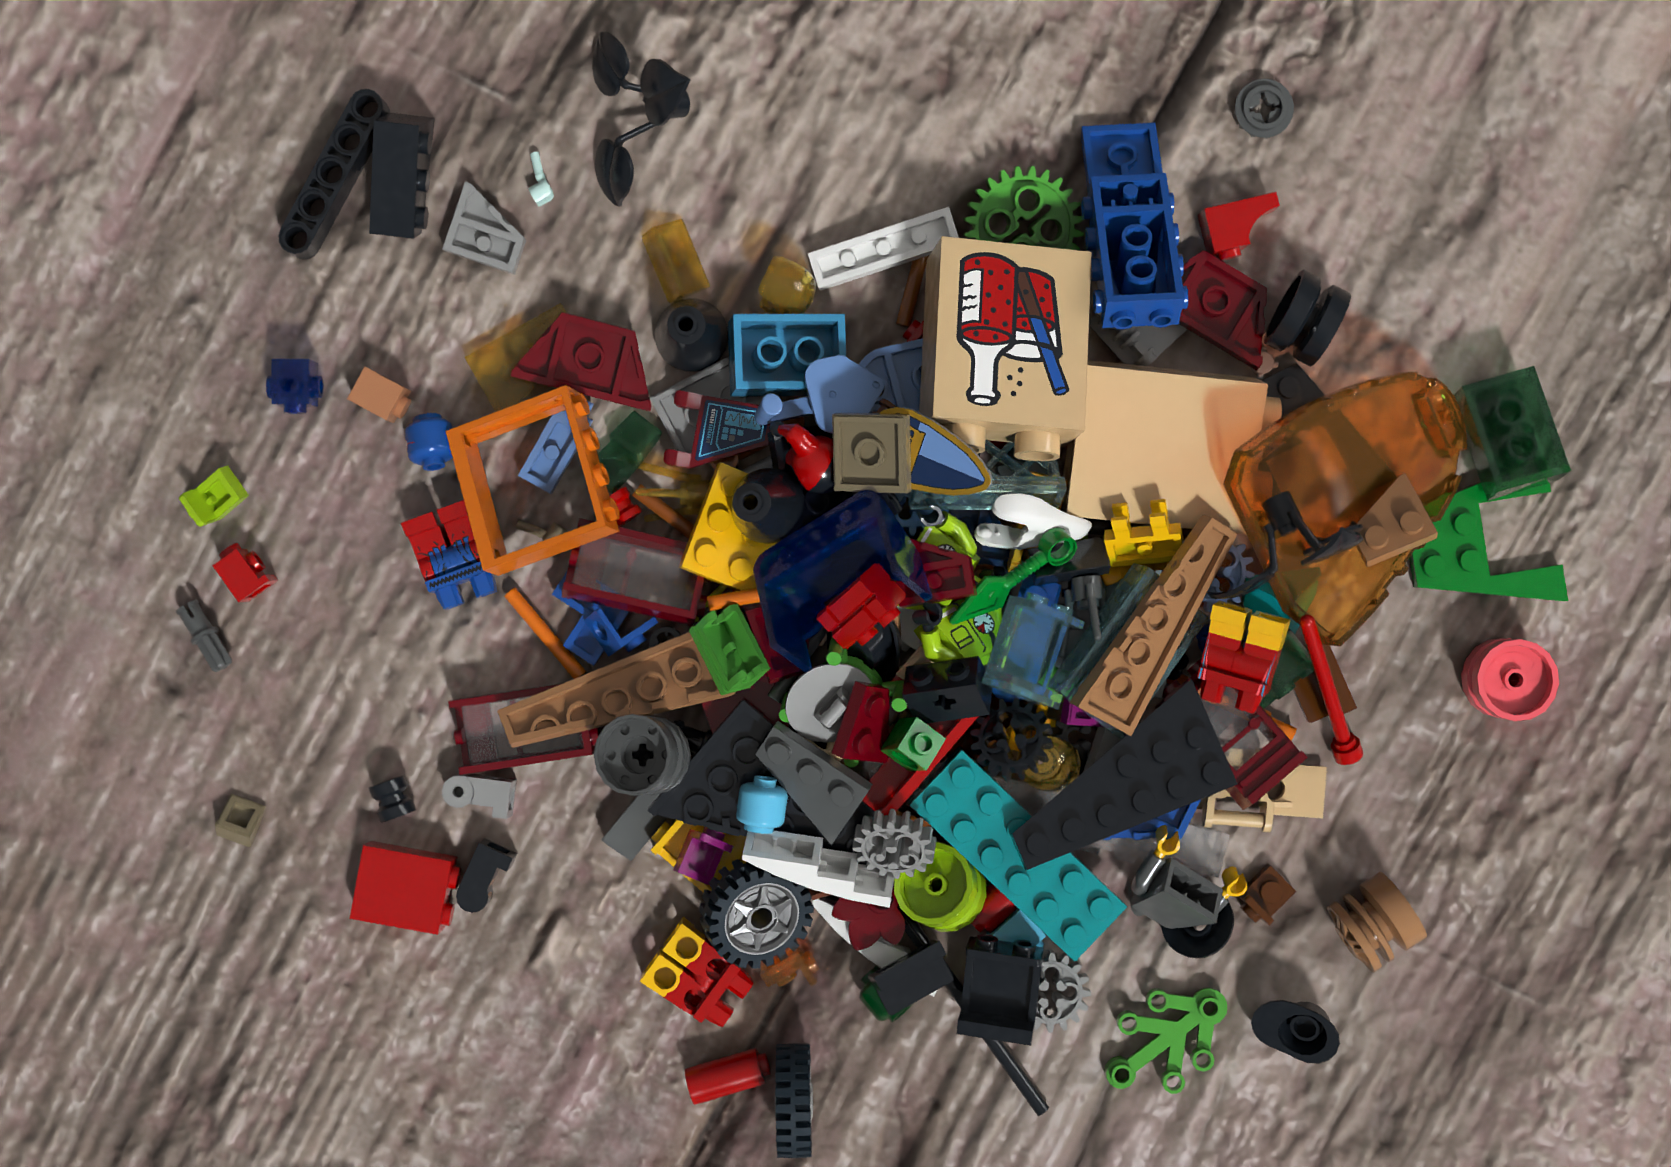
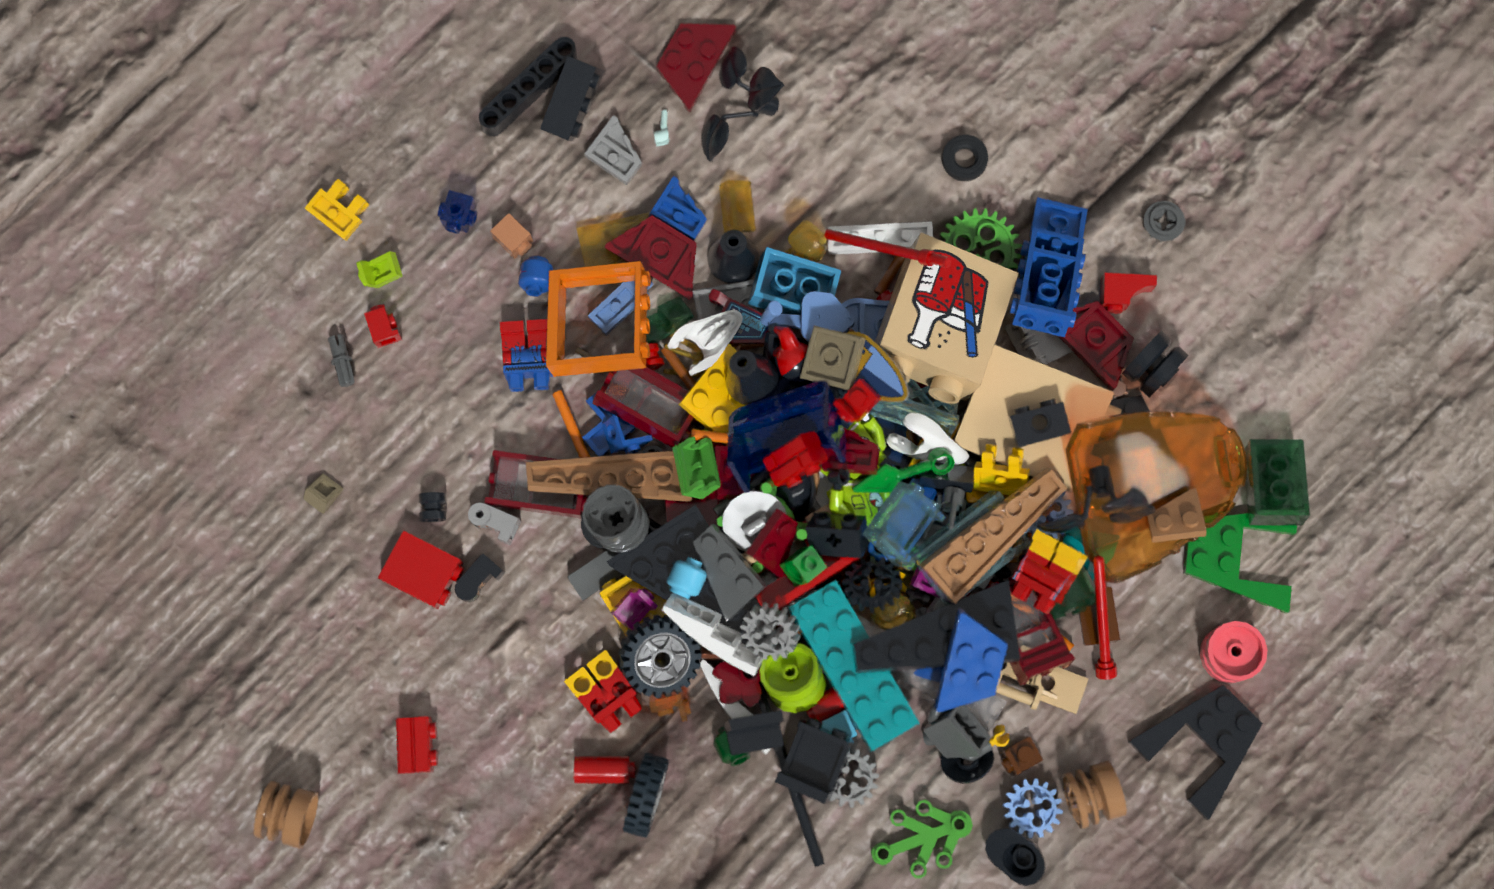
camera: 15 degrees right, 10 degrees down
(125, 436) = (333, 214): none -> yellow plate
(472, 1117) = (415, 745): none -> red brick
(550, 65) = (693, 57): none -> dark red wing
(596, 292) = (679, 211): none -> blue wing
(695, 459) = (710, 335): none -> white animal
(922, 507) = (857, 402): none -> red bracket
(958, 274) = (924, 256): none -> red bar
(967, 75) = (961, 173): none -> black tyre
(1175, 815) = (970, 664): none -> blue wing
(1201, 458) = (1056, 425): none -> black brick
(1304, 938) = (1039, 794): none -> light blue gear
(1519, 777) = (1222, 725): none -> black wing

